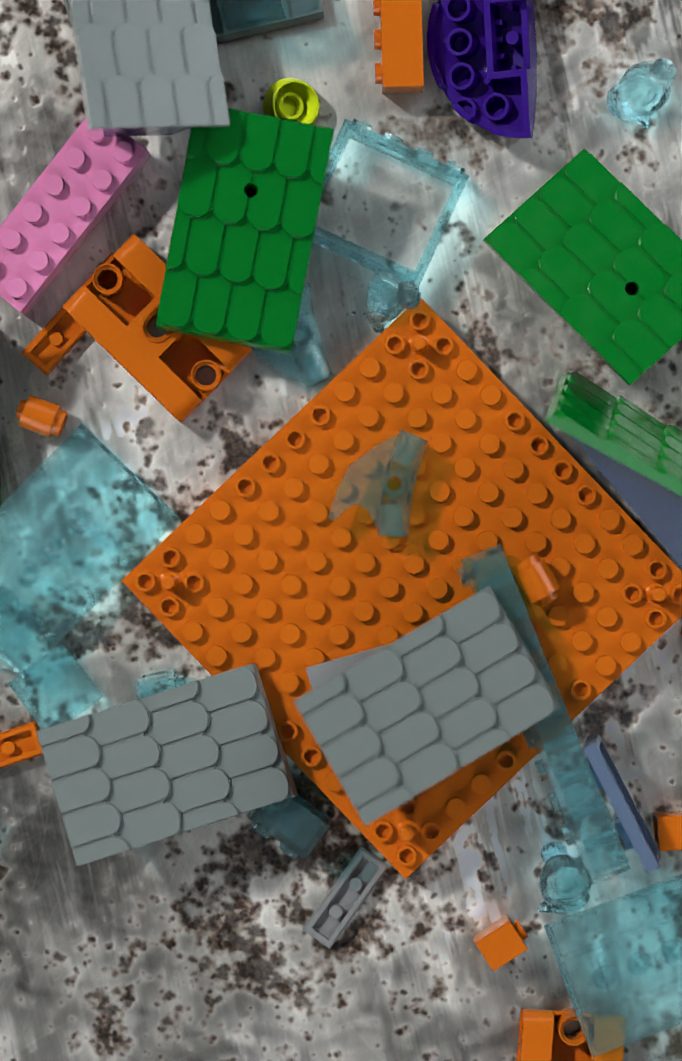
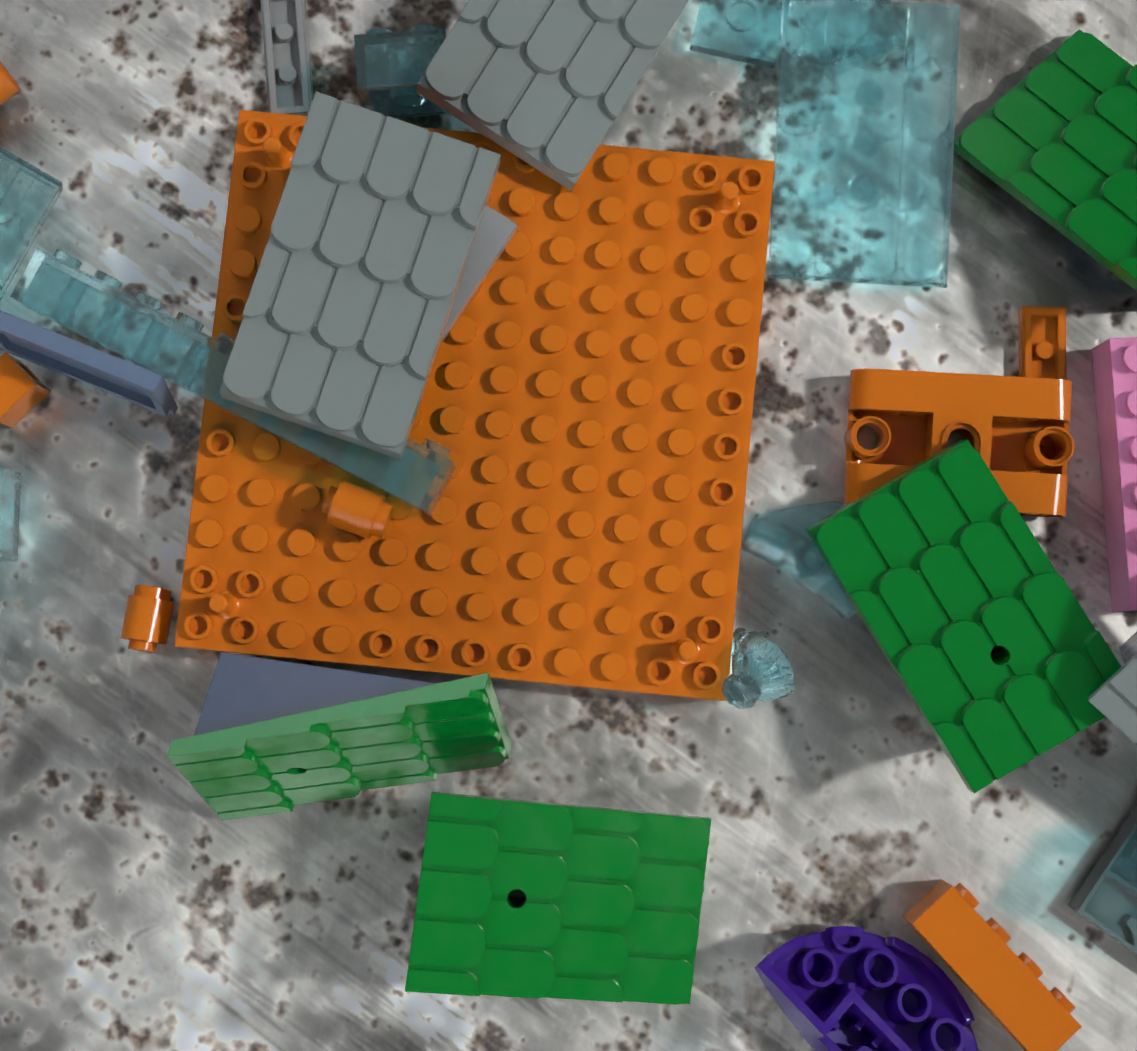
camera: 135 degrees right, 5 degrees down
(41, 416) = (991, 260): orange brick -> none
(158, 682) = (646, 100): clear light blue brick -> none
(288, 93) = (1037, 793): neon yellow hat -> none
(368, 479) = (614, 459): clear light blue pin -> none
(419, 159) = (887, 832): clear light blue window -> none
(501, 942) = (94, 135): orange brick -> none
(560, 882) = (86, 239): clear light blue hair -> none

